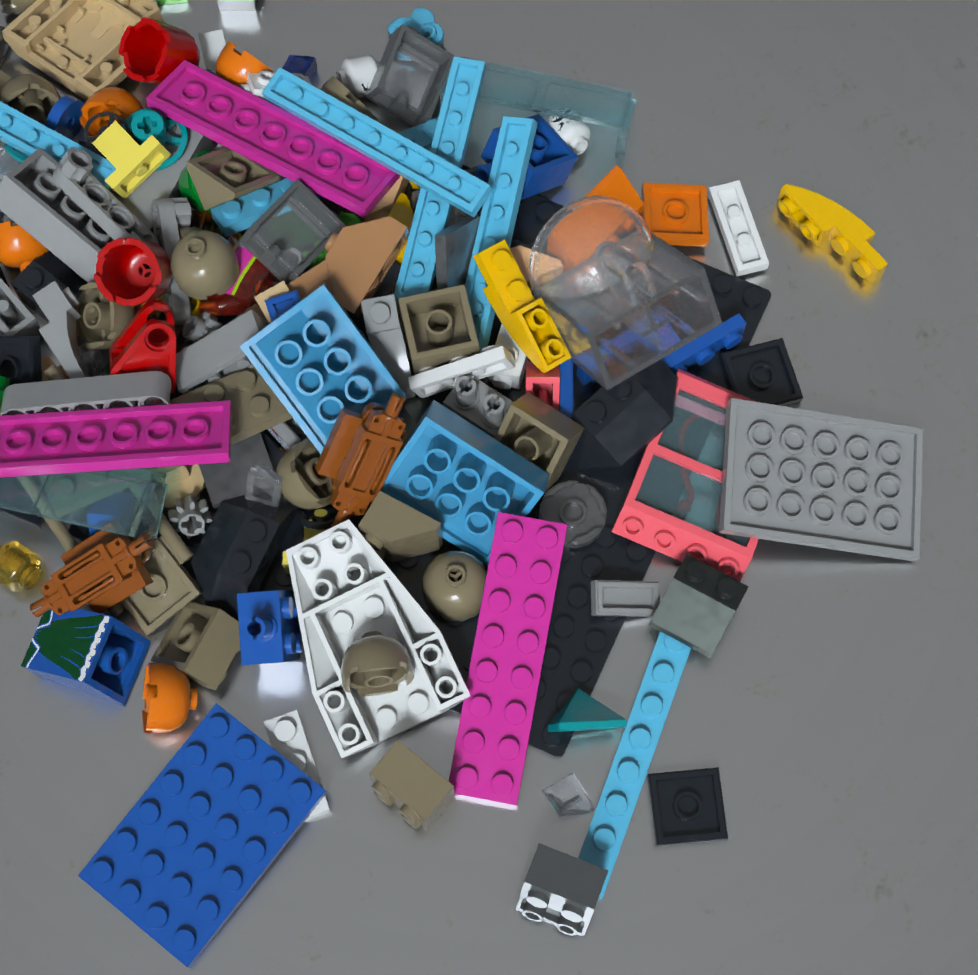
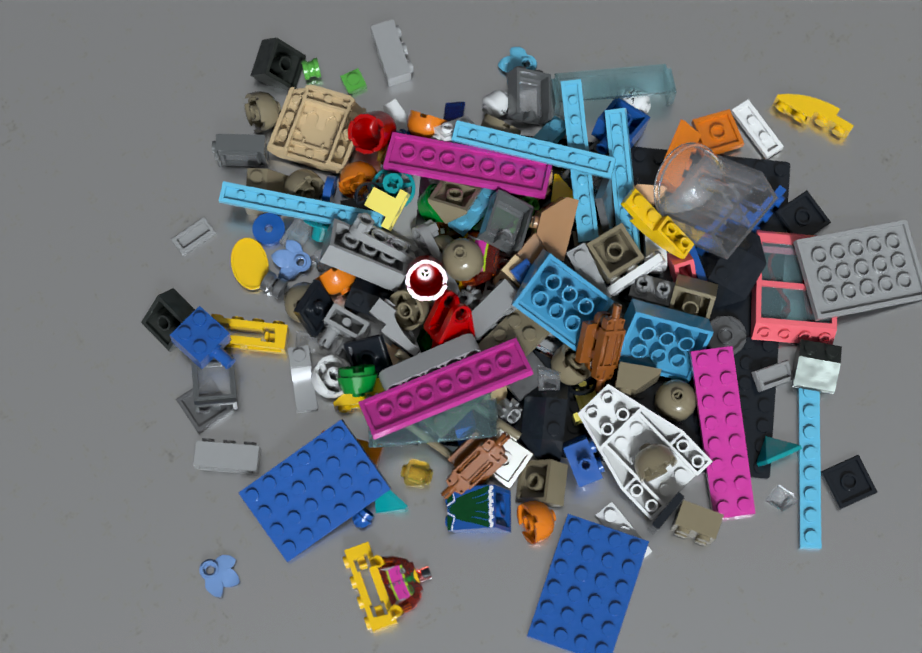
camera: 20 degrees left, 5 degrees up
(366, 754) = (666, 512): none -> black tile
(561, 890) = (799, 552): dark grey slope -> none

